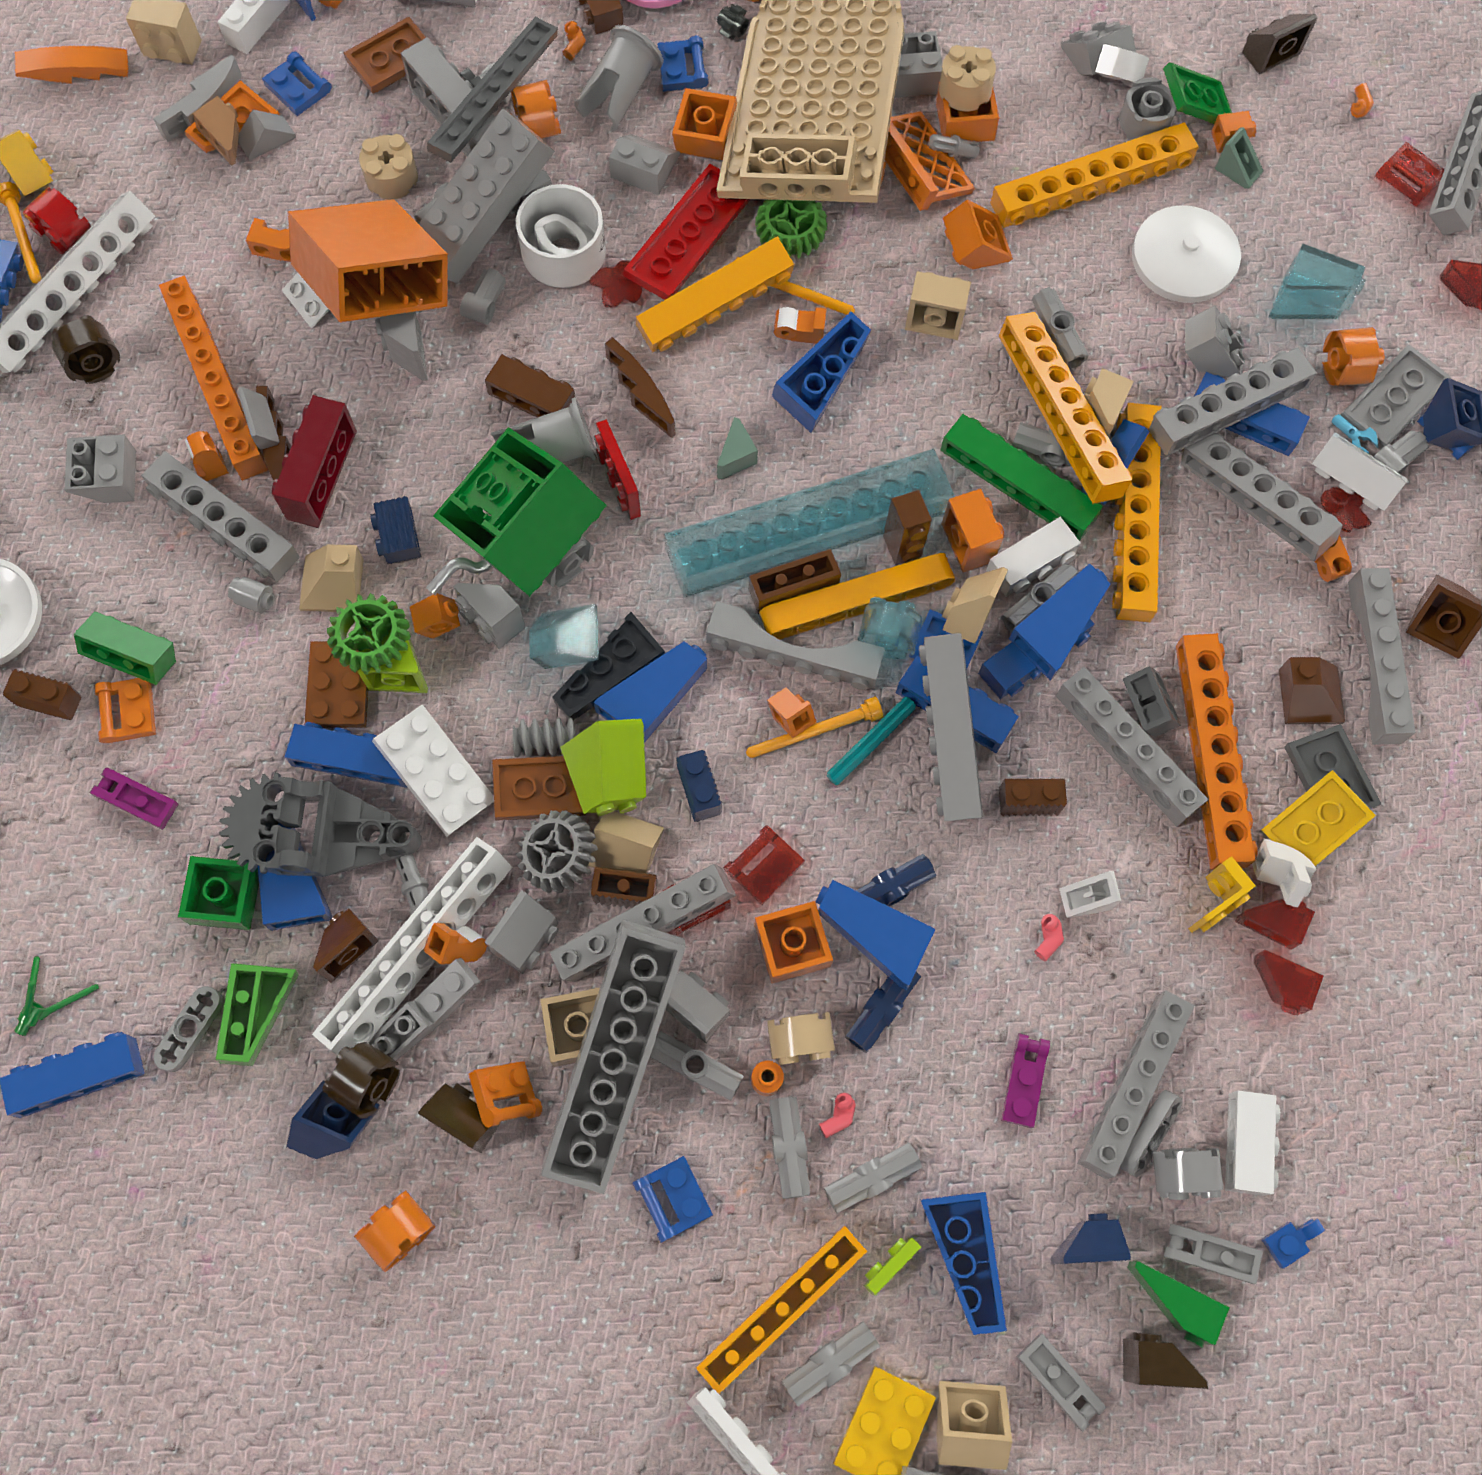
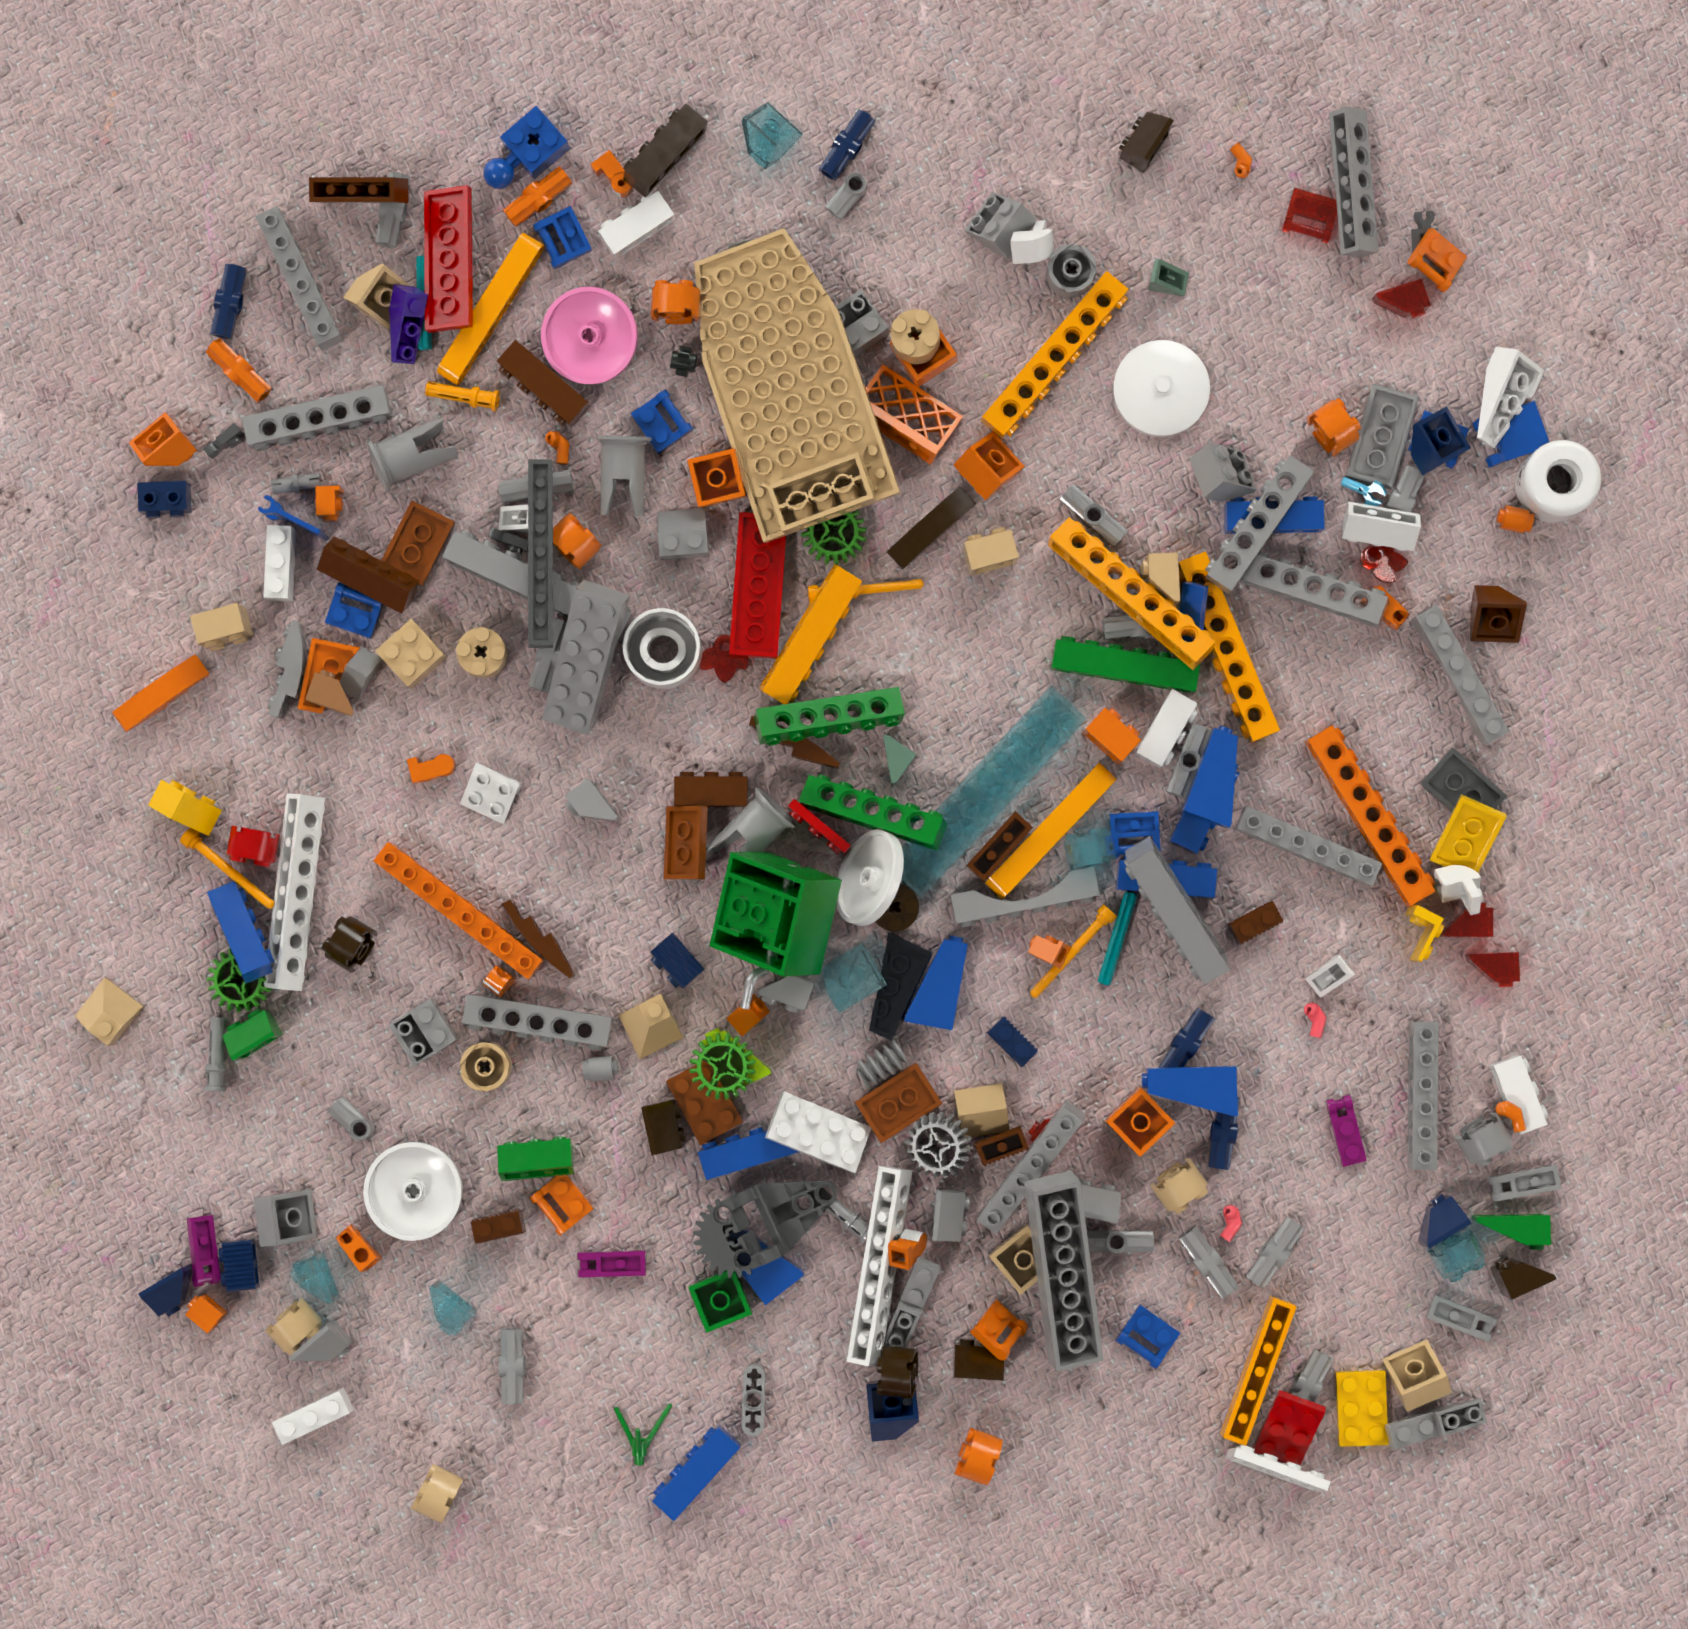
camera: 20 degrees left, 15 degrees up
(137, 530) = (472, 1068): none -> tan brick
(250, 1010) = (792, 1366): bright green wedge -> none
(258, 418) = (525, 932): light grey slope -> none
(273, 680) = (663, 1126): none -> dark brown slope
(314, 461) = (585, 941): dark red brick -> none
(321, 137) = (411, 654): none -> tan brick
(327, 53) = (367, 574): none -> reddish brown brick
(342, 944) = (826, 1286): reddish brown slope -> none
(368, 260) = (535, 764): orange brick -> none
(475, 421) = (685, 842): none -> dark orange plate
(481, 302) = (626, 734): light grey piece -> none
(548, 64) = (517, 489): none -> light grey piece
(608, 766) = (943, 1067): lime slope -> none
(640, 535) = (870, 877): none -> white dish
(643, 574) = (905, 918): none -> dark brown brick
(684, 480) = (928, 836): none -> green brick
(689, 371) = (887, 700): none -> green brick
(764, 1088) = (1162, 1223): orange brick -> none
(771, 871) = (1096, 1075): clear red plate -> none
(783, 1402) = (1289, 1428): none -> red plate
(800, 325) = (888, 620): orange leg -> none
(817, 376) = (929, 657): blue wedge -> none
(880, 1274) = (1312, 1312): lime plate -> none
(889, 262) = (931, 527): none -> dark brown slope
(907, 527) = (1065, 766): reddish brown brick -> none
(954, 146) = (928, 390): light grey axle -> none
(967, 1246) = (1360, 1267): blue wedge -> none
(972, 604) = (1142, 798): tan slope -> none
(1092, 1295) = (1457, 1255): none -> clear light blue brick
(1151, 701) = (1308, 804): dark grey brick -> none
(1151, 1133) = (1448, 1123): light grey beam -> none
(1196, 93) = (1106, 237): green tile -> none
(1228, 124) = (1148, 250): orange brick -> none
(1239, 1157) = (1512, 1112): none -> orange arm
(1288, 1243) = (1572, 1148): blue plate -> none
(1311, 691) = (1422, 730): reddish brown slope -> none
(1317, 286) = (1278, 376): clear light blue slope -> none

